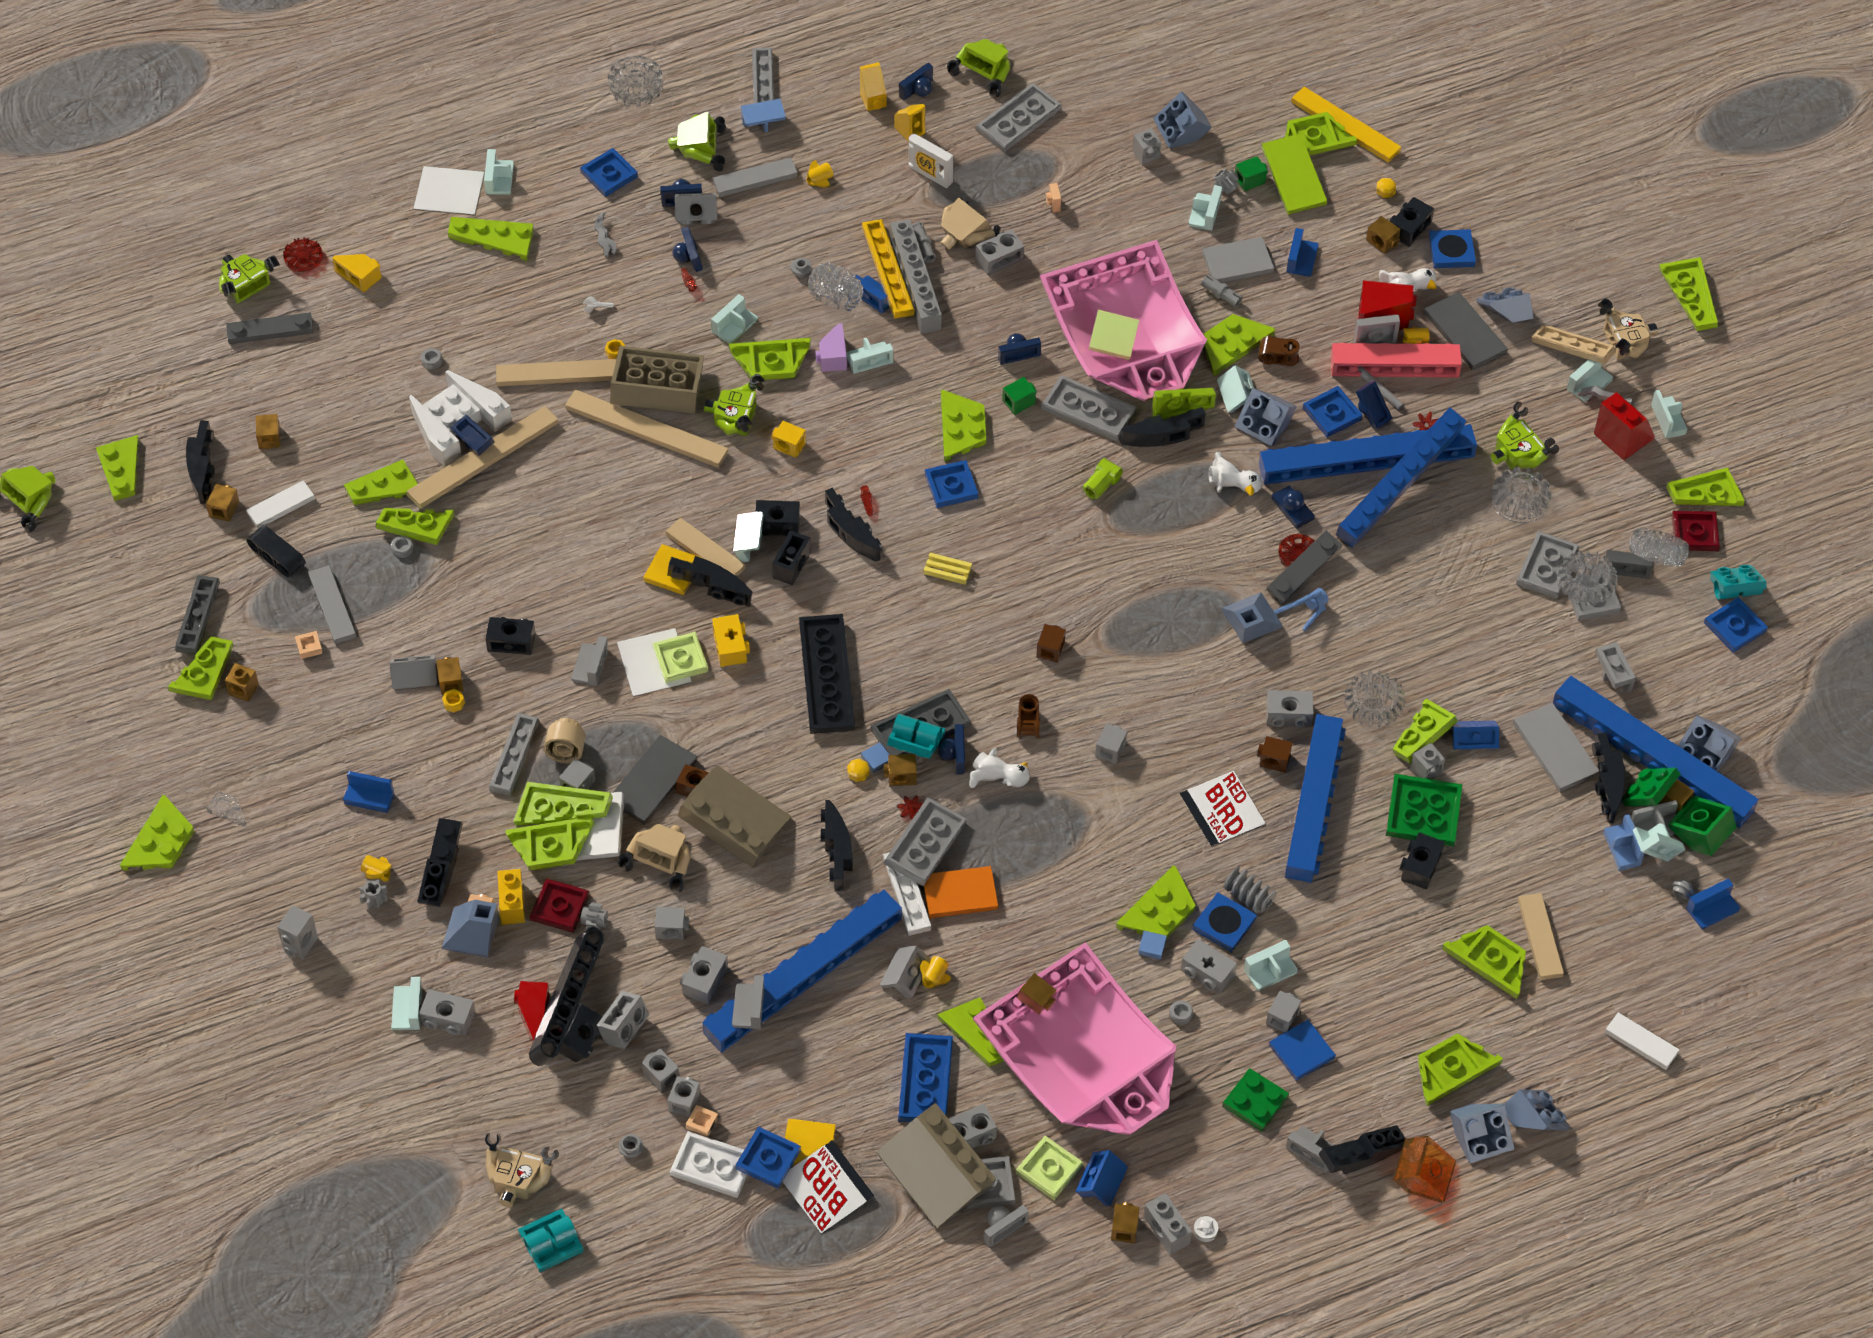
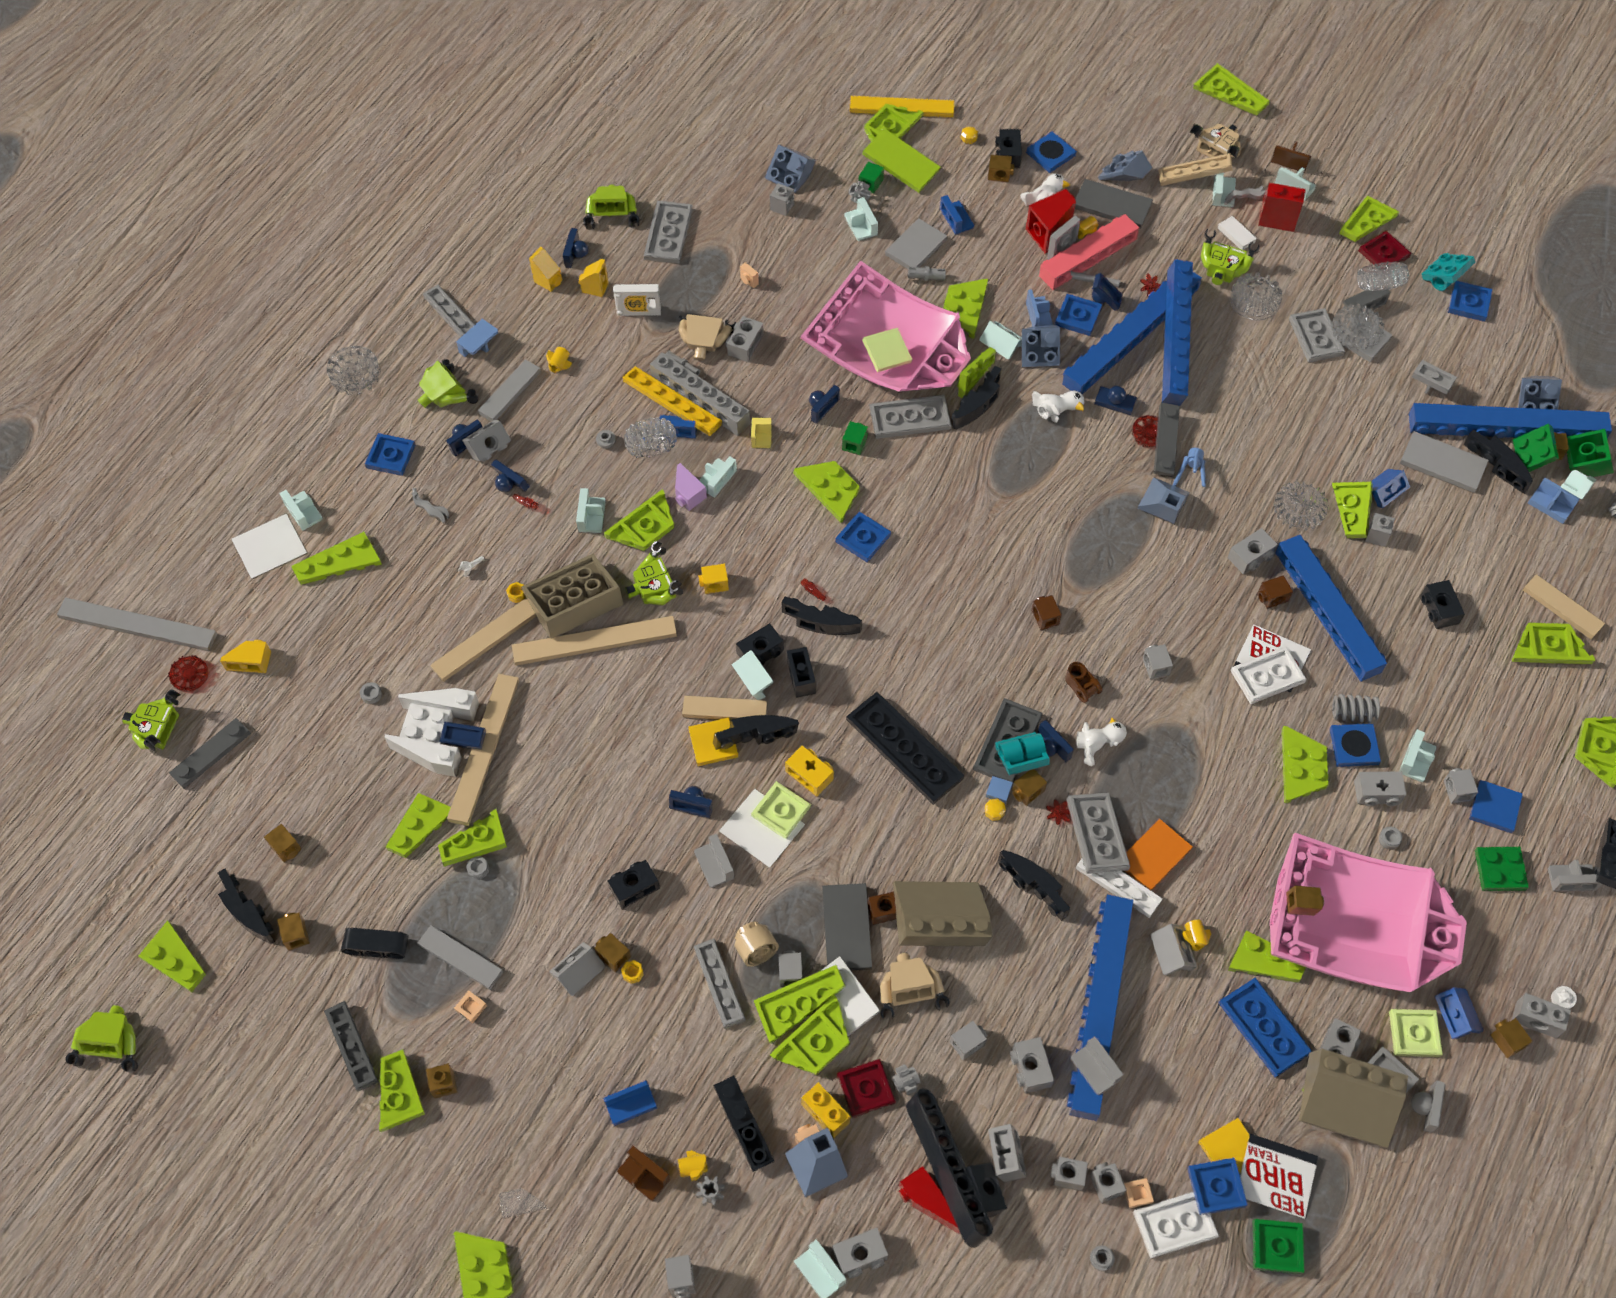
camera: 35 degrees left, 5 degrees up
(280, 504) = (343, 899): white tile -> none
(294, 191) = (137, 624): none -> light grey tile
(335, 850) = (643, 1174): none -> reddish brown panel
(611, 603) = (691, 802): none -> dark blue tile
(777, 1233) = (1278, 1246): none -> green plate
(940, 342) = (761, 432): none -> light yellow panel
(948, 566) = (917, 601): light yellow tile -> none
(1104, 475) = (969, 463): lime piece -> none
(1152, 945) = (1324, 799): medium blue tile -> none
(1202, 817) = (1268, 675): none -> white tile
(1277, 350) = (1004, 294): reddish brown piece -> none
(1295, 384) = (1038, 310): none -> medium blue panel
(1423, 807) = (1406, 565): green plate -> none
(1562, 427) = (1236, 233): none -> white tile
(1651, 816) = (1558, 470): light grey panel -> none
(1688, 389) = (1290, 158): none -> reddish brown panel

